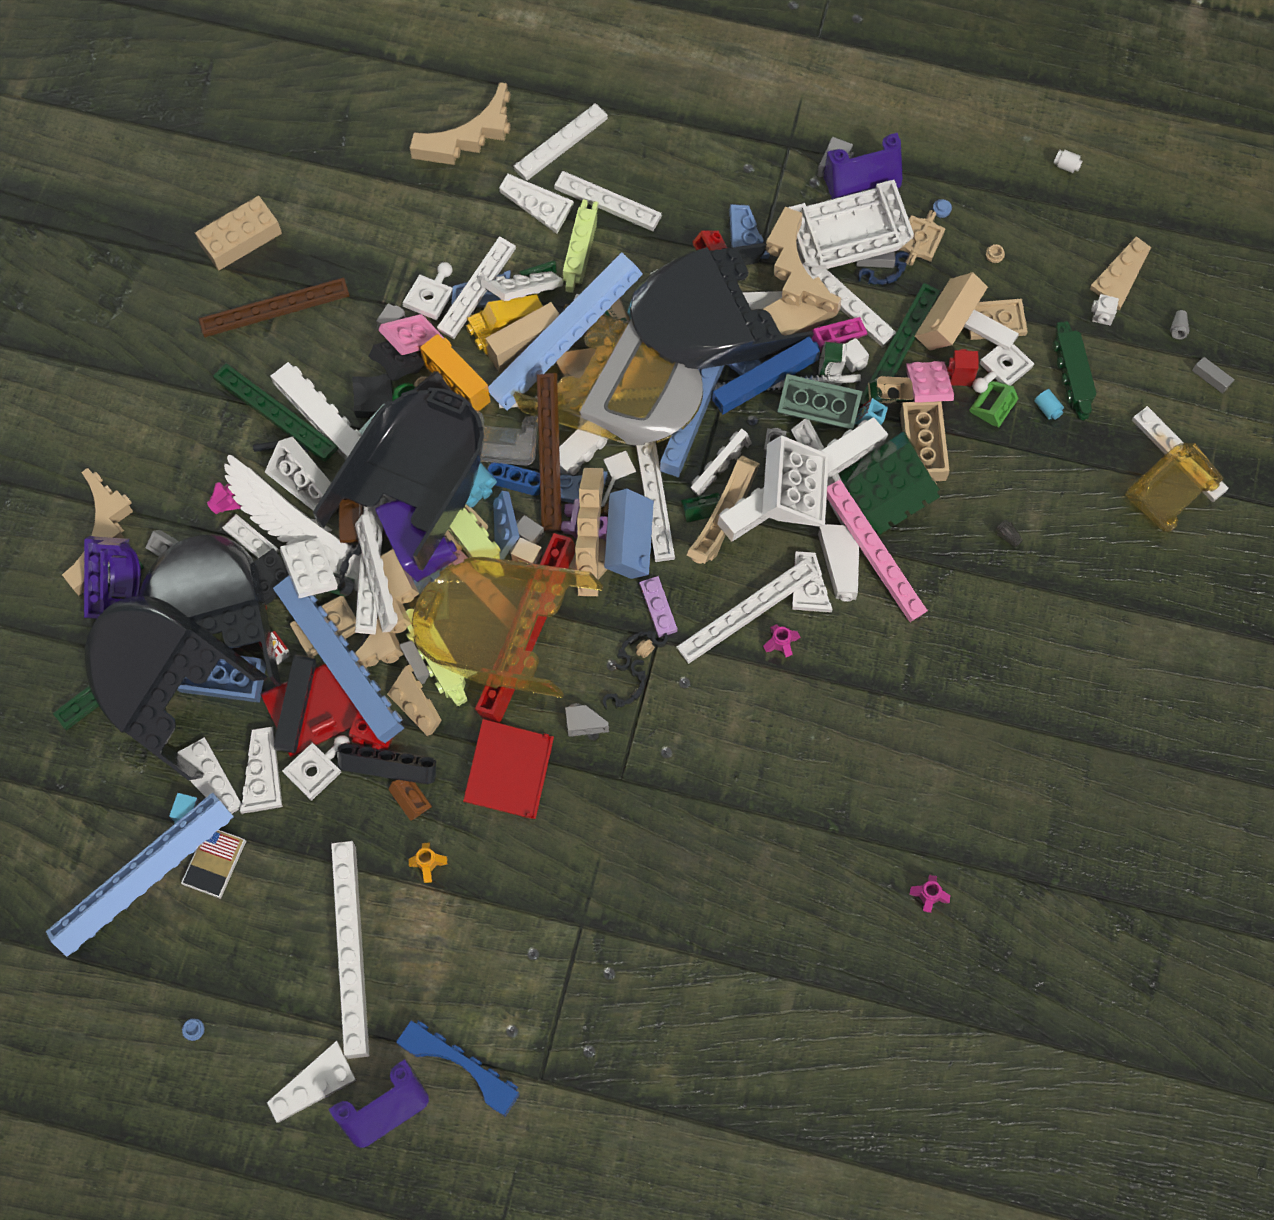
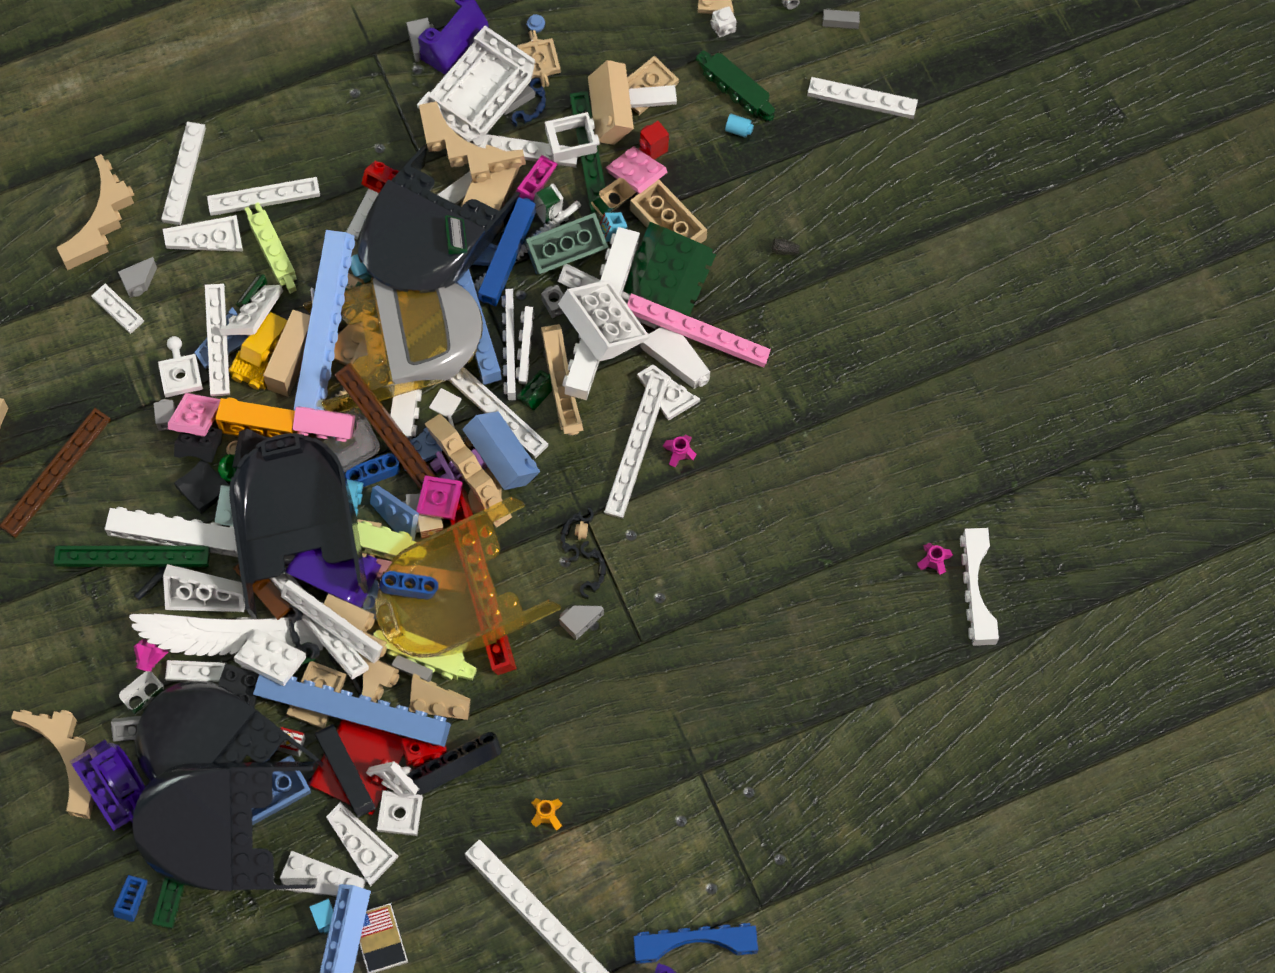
camera: 40 degrees left, 0 degrees up
(59, 685) = (132, 909): none -> blue slope
(191, 517) = (132, 690): none -> white piece
(325, 739) = (394, 778): none -> white wing
(409, 798) = (492, 777): dark orange slope -> none
(424, 213) = (117, 308): none -> white tile
(458, 199) = (138, 277): none -> light grey slope
(459, 579) = (400, 589): none -> blue beam
(502, 410) = (323, 423): none -> bright pink brick
(508, 769) = (552, 698): red container -> none
(545, 536) = (439, 497): none -> dark pink plate
(658, 606) = (565, 491): lavender plate -> none
(712, 447) = (509, 351): none -> white plate
(723, 327) = (455, 235): none -> slope
(744, 228) = (393, 146): medium blue wing -> none
(856, 356) = (565, 187): white brick -> none
(899, 304) = (566, 123): none -> white window
(927, 983) = (983, 625): none -> white arch
(995, 253) = (605, 33): tan plate -> none
(1000, 408) = (705, 153): bright green tile -> none
(1007, 375) = (686, 125): white plate -> none
(1173, 484) = (877, 124): clear yellow windscreen -> none

